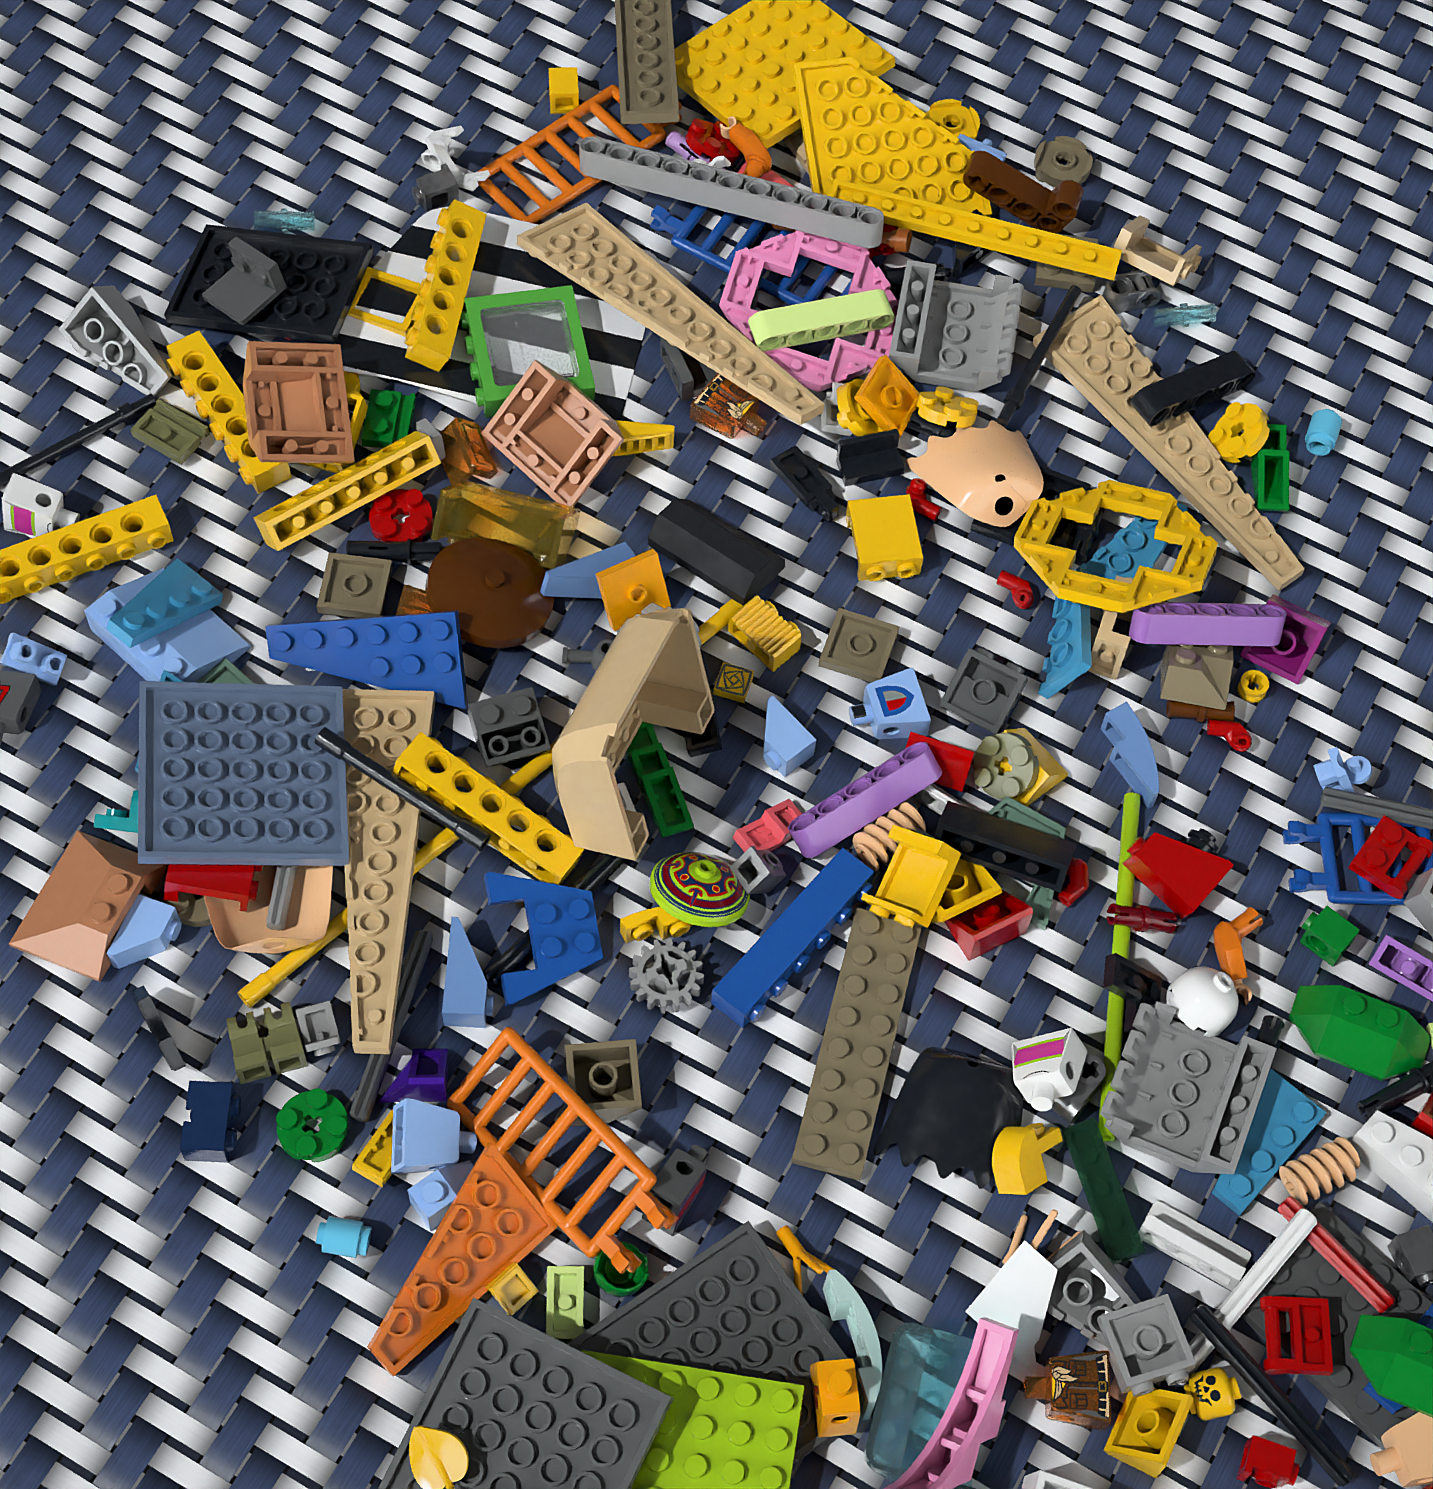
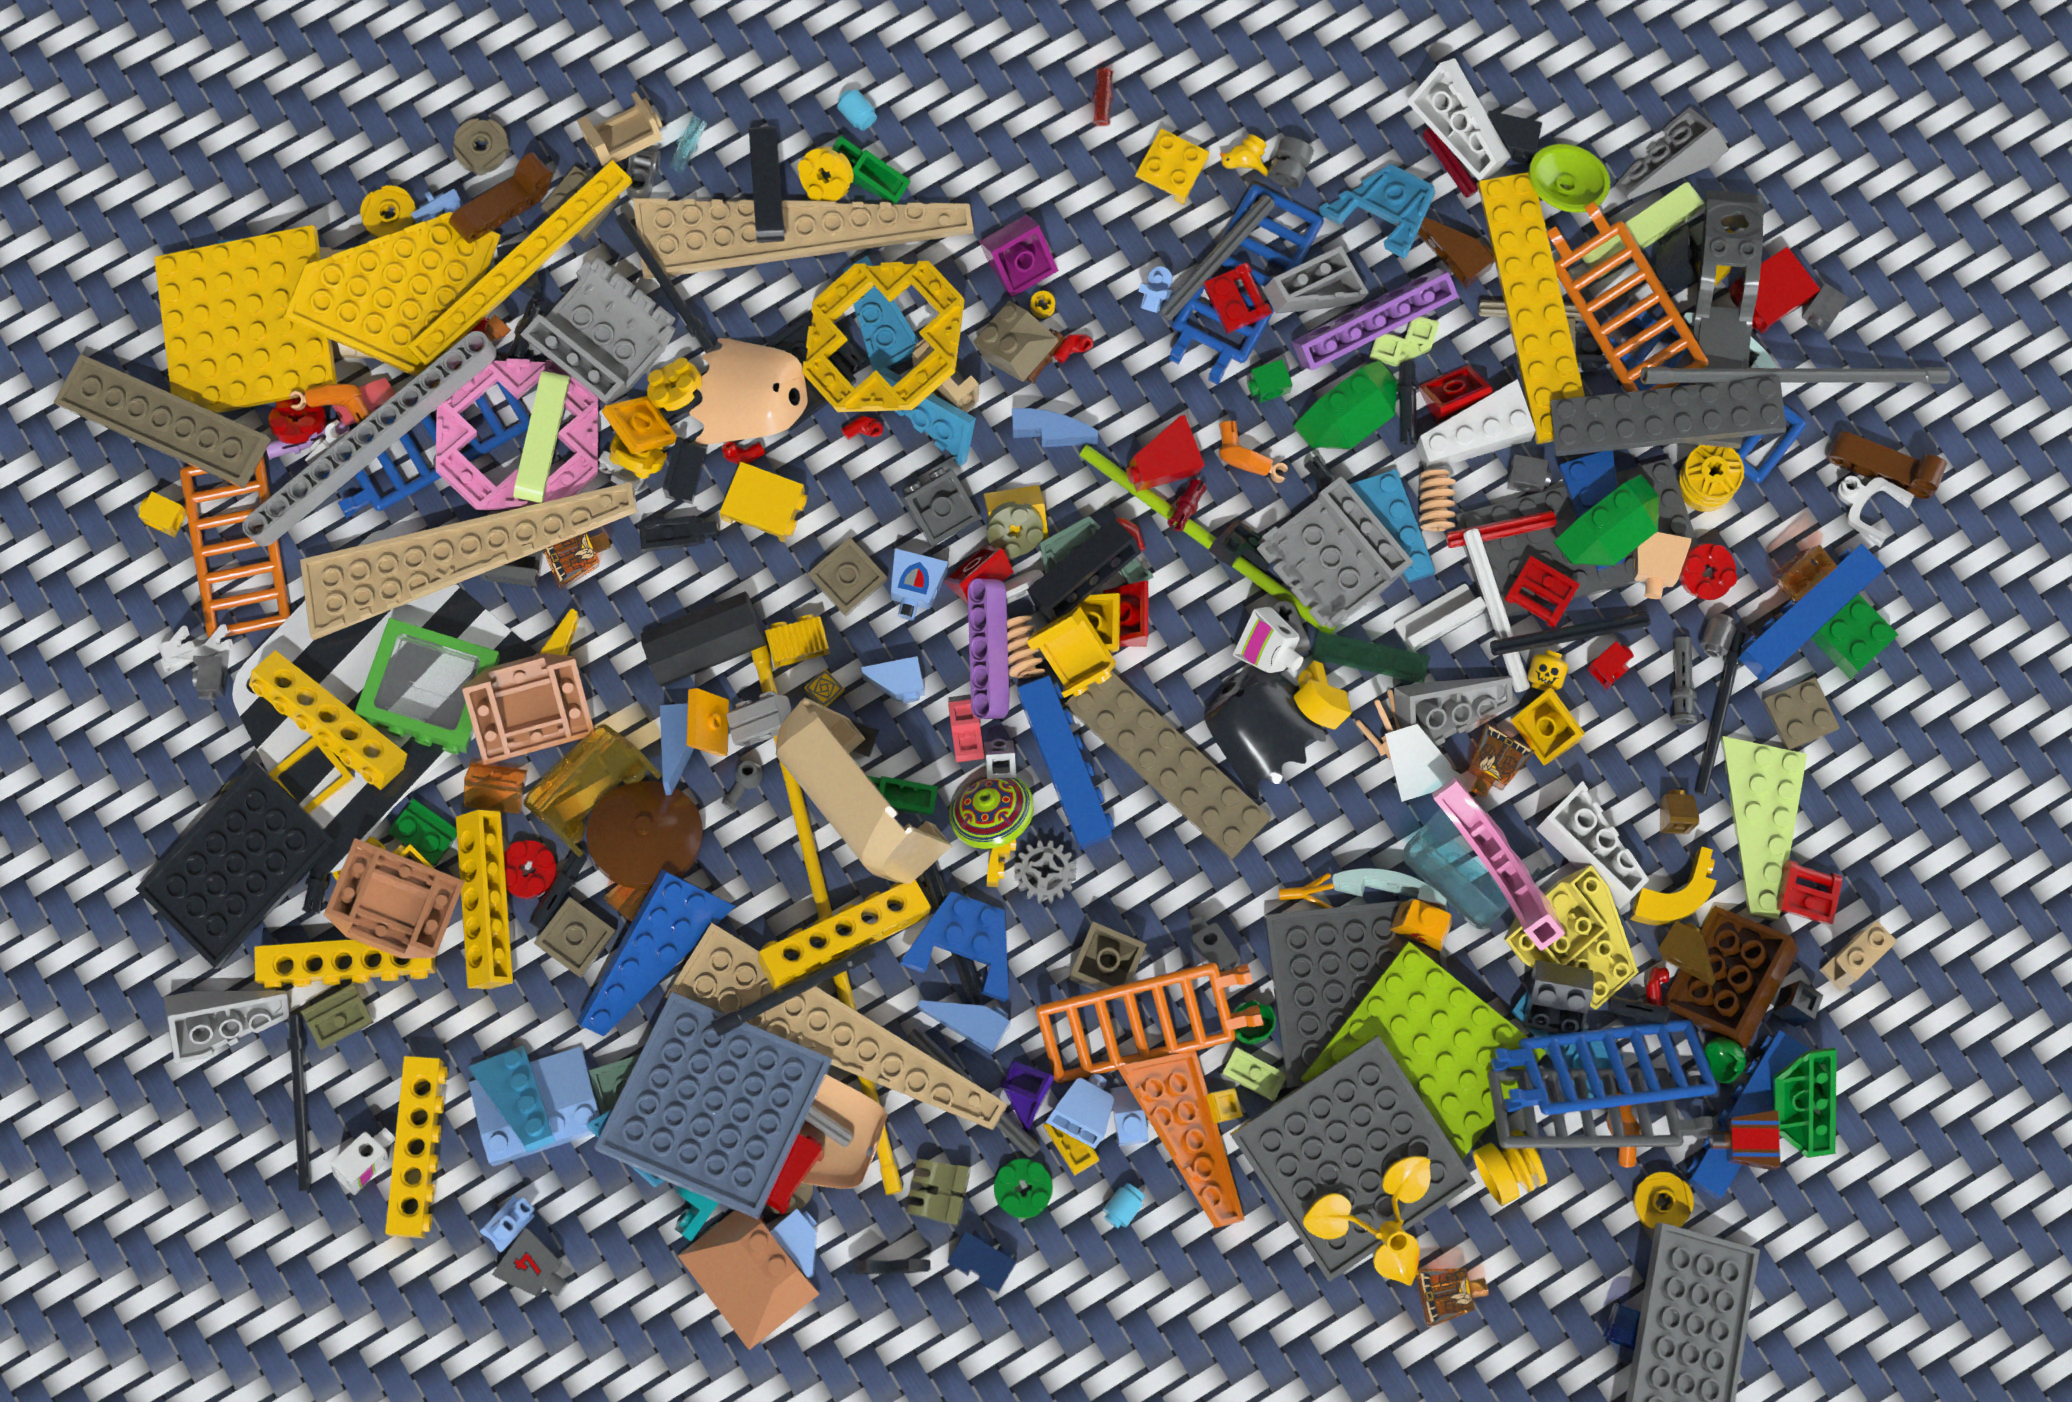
camera: 60 degrees left, 15 degrees up
(247, 285) = (237, 888): dark grey bracket -> none
(284, 220) = (166, 820): clear light blue pin -> none
(318, 1028) = (950, 1147): light grey bracket -> none
(426, 427) = (468, 805): light grey tile -> none
(508, 727) = (776, 882): dark grey slope -> none
(1146, 1345) = (1499, 696): light grey plate -> none
(1202, 840) = (1149, 424): black plate -> none
(1204, 999) = (1275, 501): white cylinder -> none
(1208, 624) = (990, 309): medium lavender beam -> none

